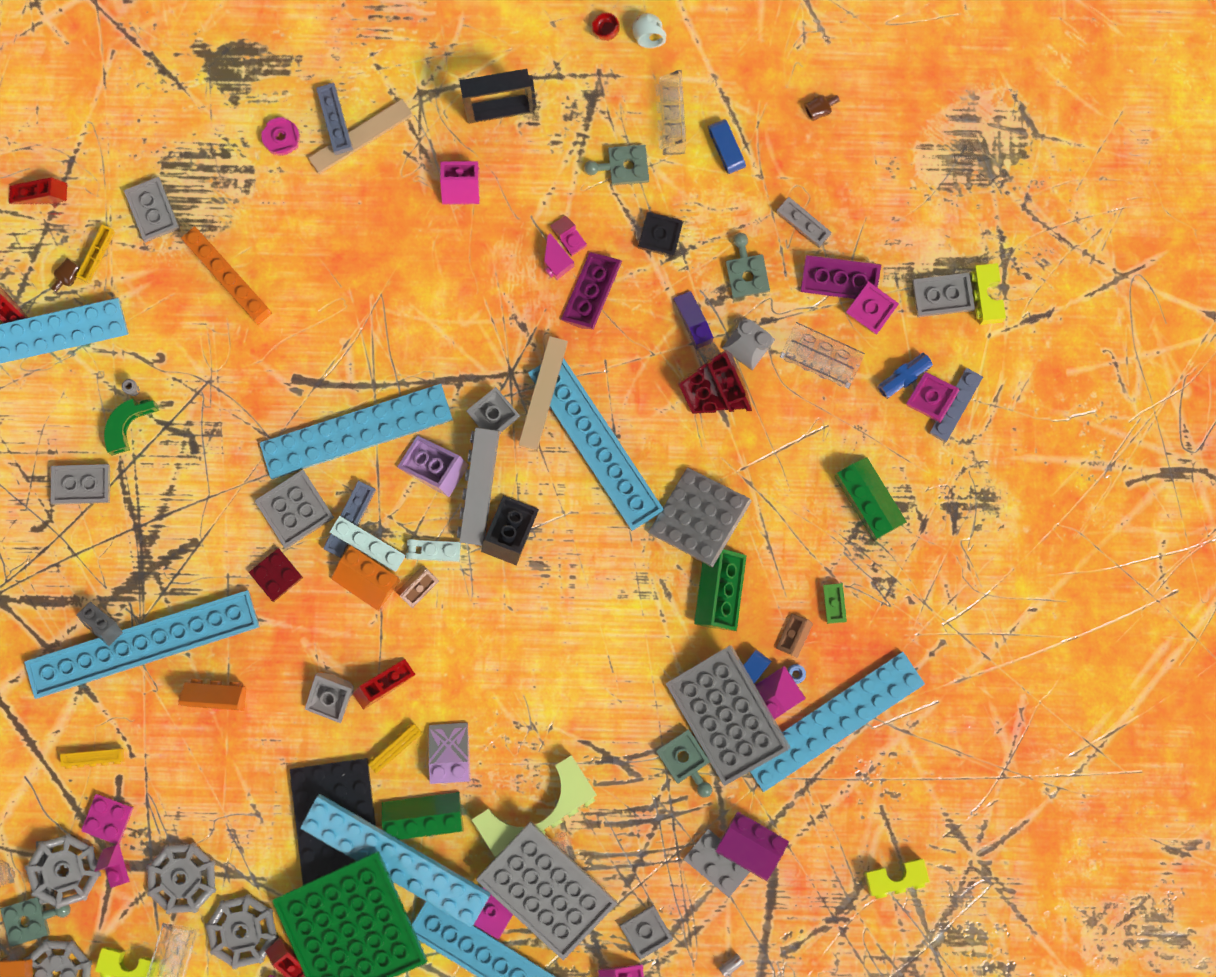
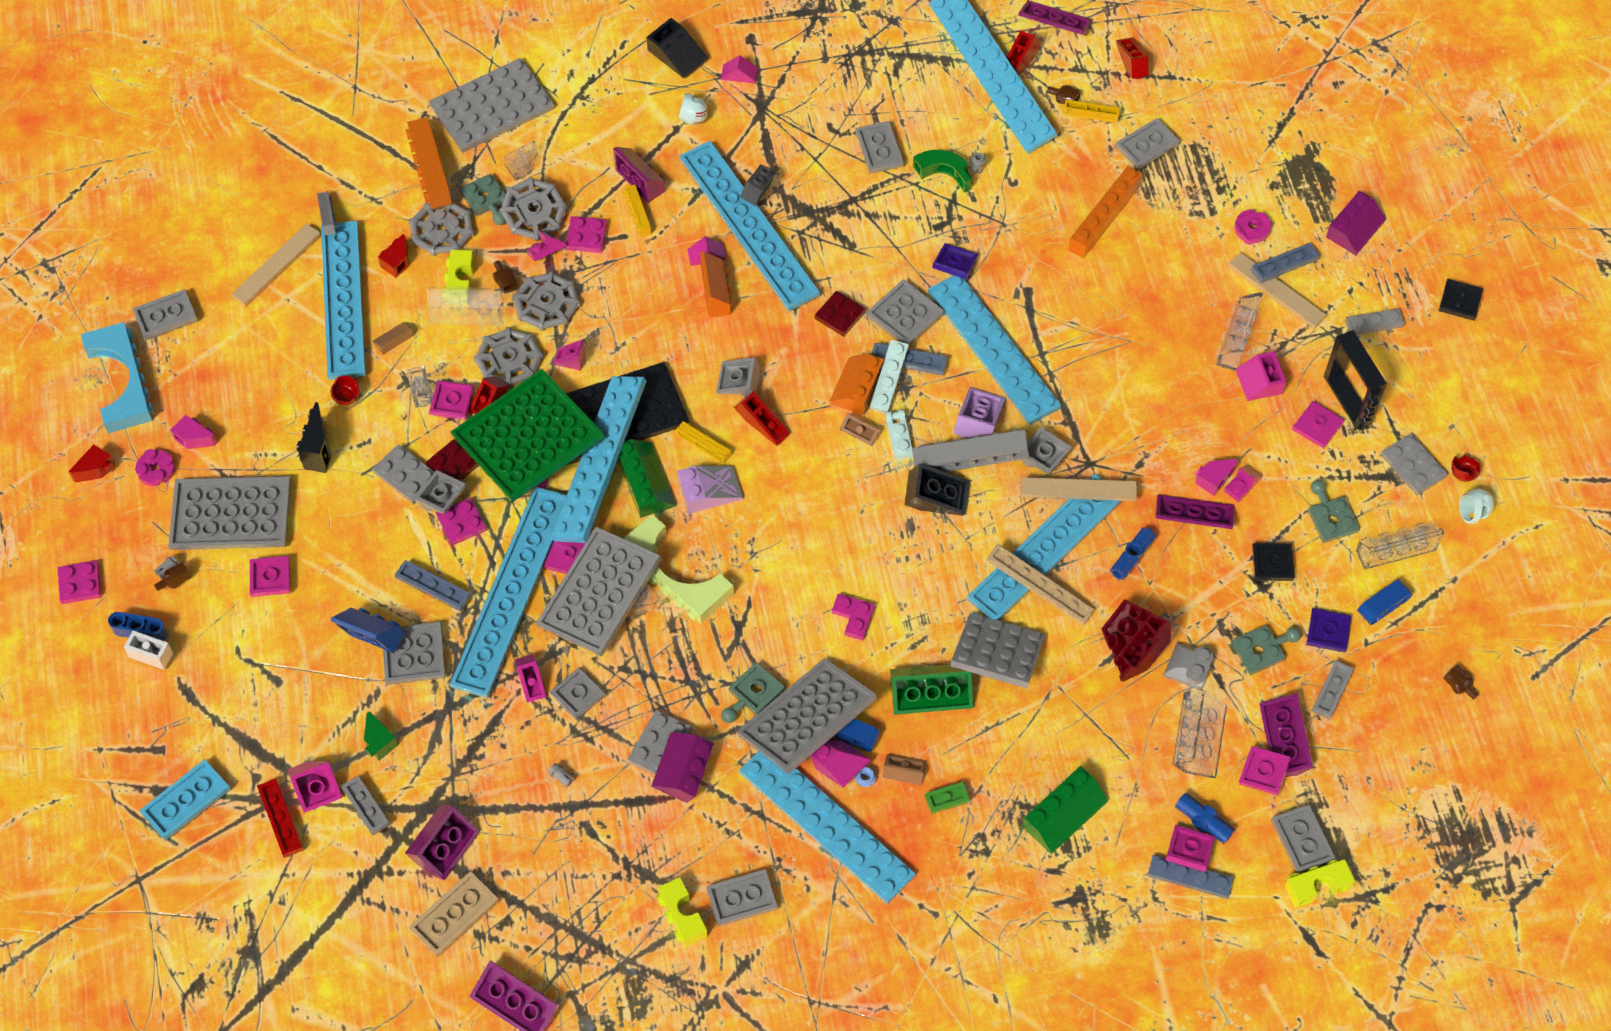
camera: 75 degrees right, 20 degrees down
(46, 746) = (638, 173): none -> magenta slope
(140, 918) = (504, 277): none -> reddish brown piece
(165, 696) = (705, 245): none -> dark pink slope
(245, 442) = (955, 261): none -> dark purple plate
(257, 866) = (571, 355): none -> dark pink slope
(305, 35) = (1356, 223): none -> magenta slope
(403, 187) = (1238, 331): none -> clear slope
(421, 56) = (1375, 321): none -> light grey plate
(522, 145) = (1318, 424): none -> dark pink plate
(586, 72) = (1414, 464): none -> light grey plate
(615, 352) = (1128, 561): none -> blue piece
(623, 638) = (857, 611): none -> dark pink plate
(636, 458) = (1040, 584): none -> tan tile
(694, 320) = (1195, 609): dark purple slope -> none
(741, 206) = (1328, 630): none -> dark purple tile
(893, 818) = (741, 897): none -> light grey plate

